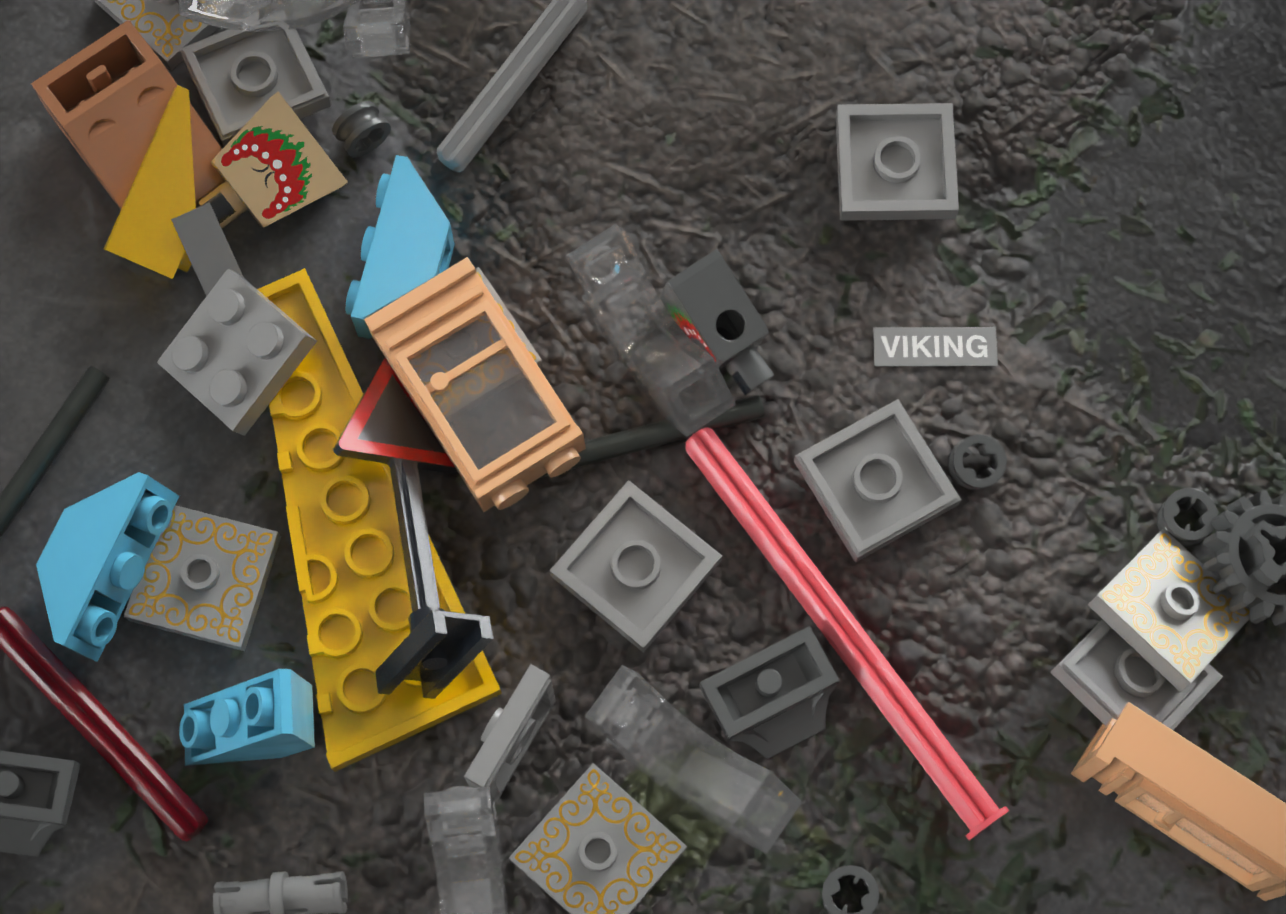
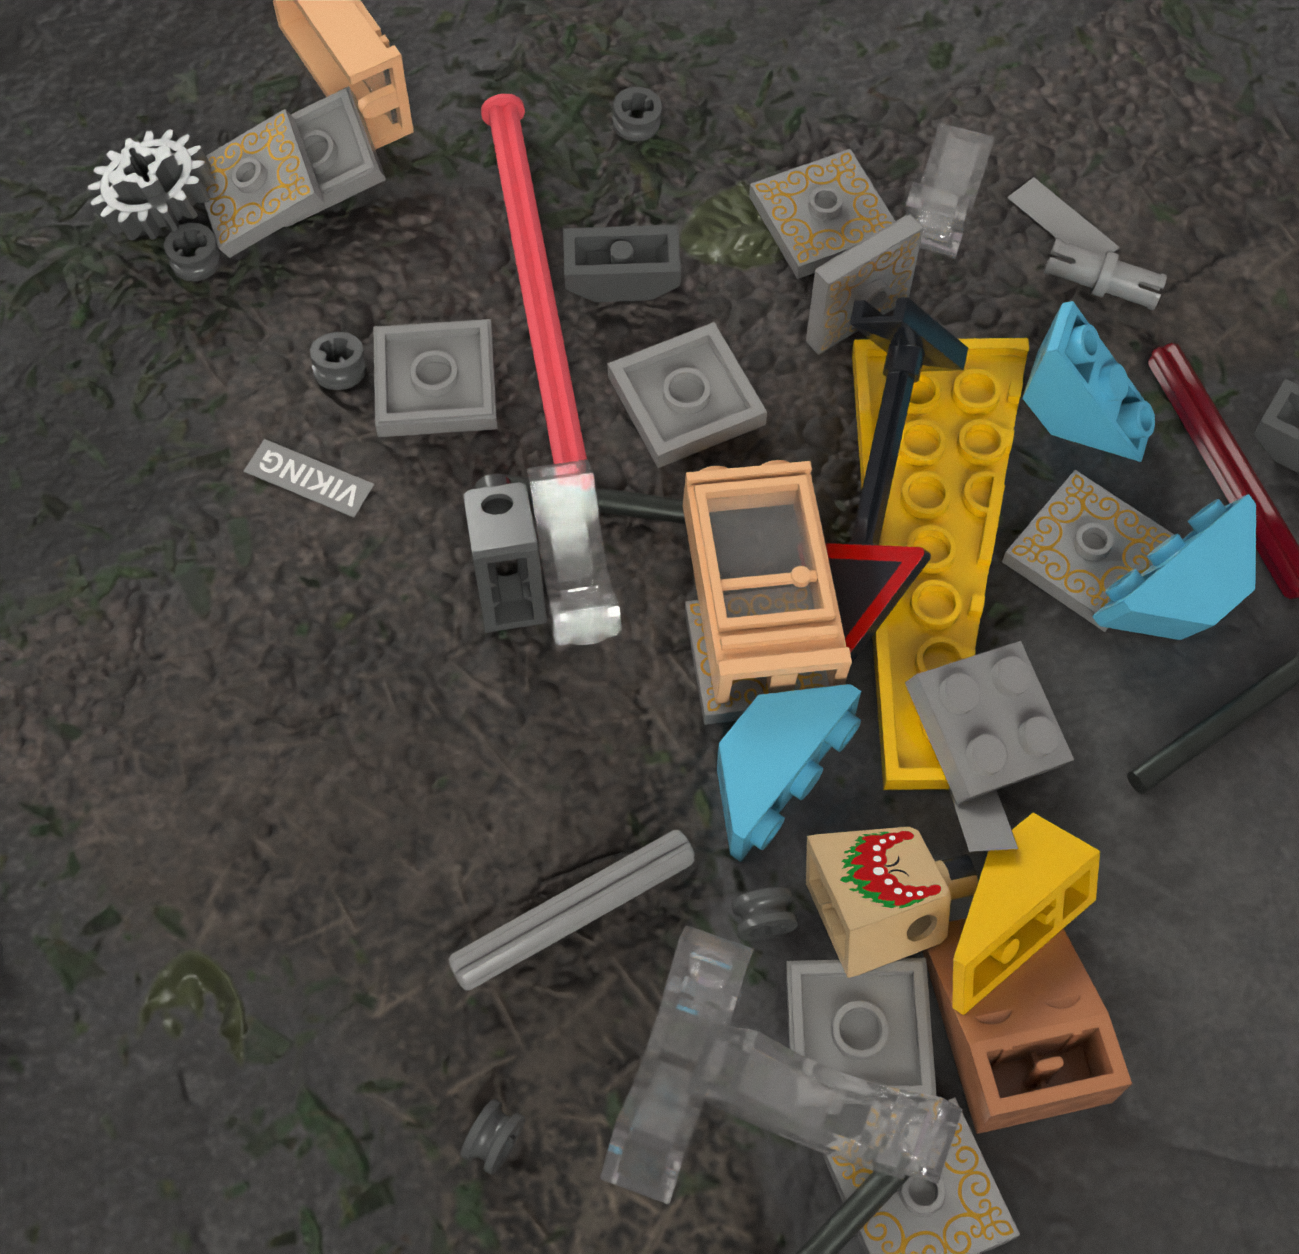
camera: 155 degrees left, 10 degrees down
(691, 763) = (711, 221): clear arch -> none
(896, 161) = (235, 642): light grey plate -> none

